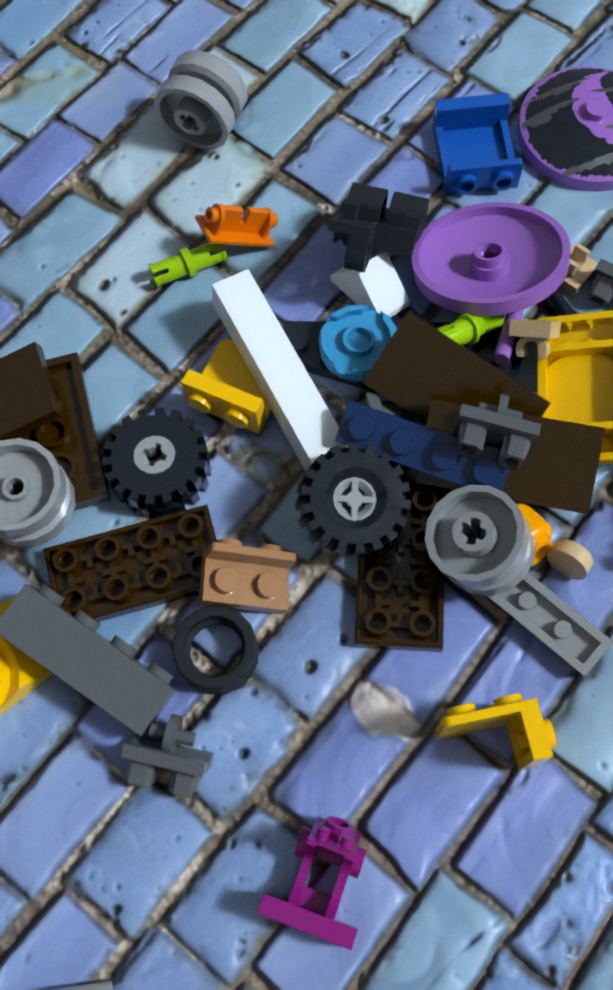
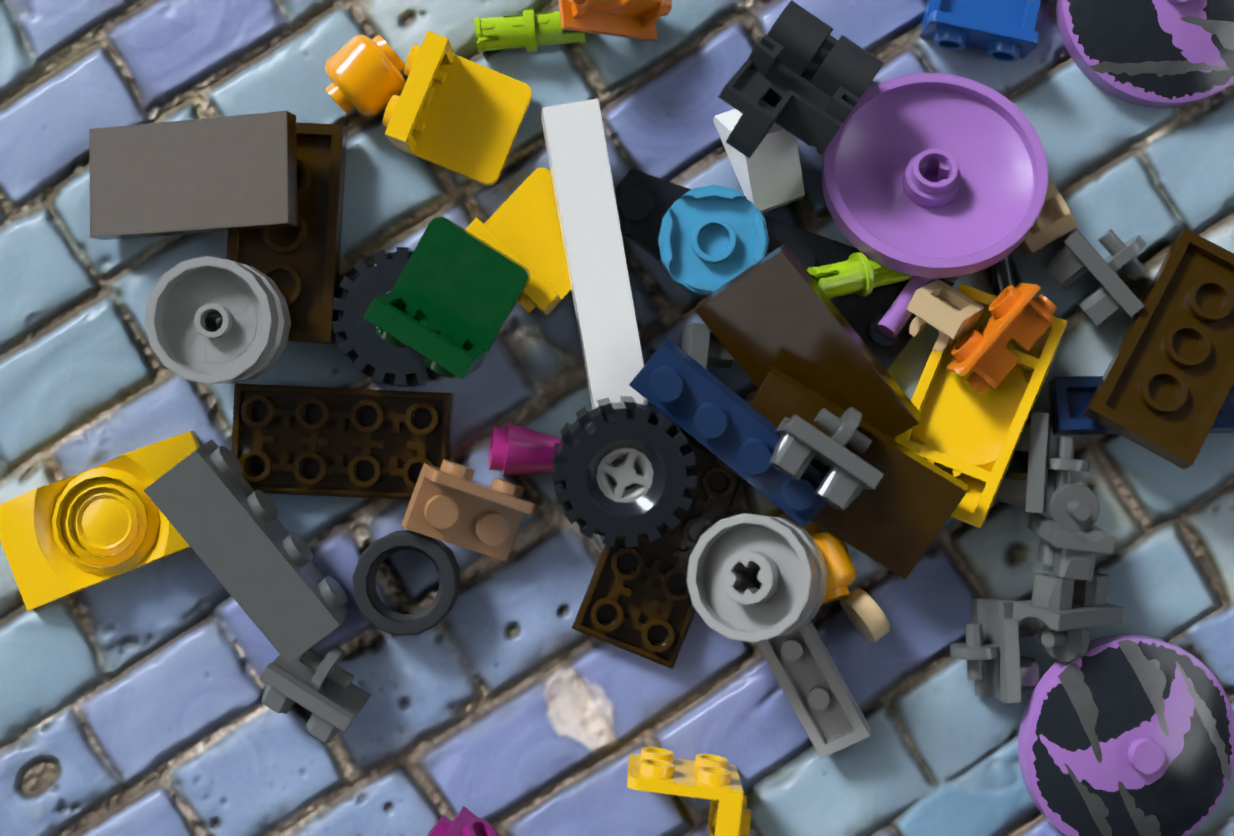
camera: 15 degrees right, 20 degrees up
(83, 318) = (365, 75): none -> light orange head
(152, 323) = (456, 112): none -> yellow bracket
(187, 420) = (450, 299): none -> dark green bracket
(273, 526) = (520, 451): none -> dark pink cone
(585, 316) = (1012, 317): none -> orange hinge

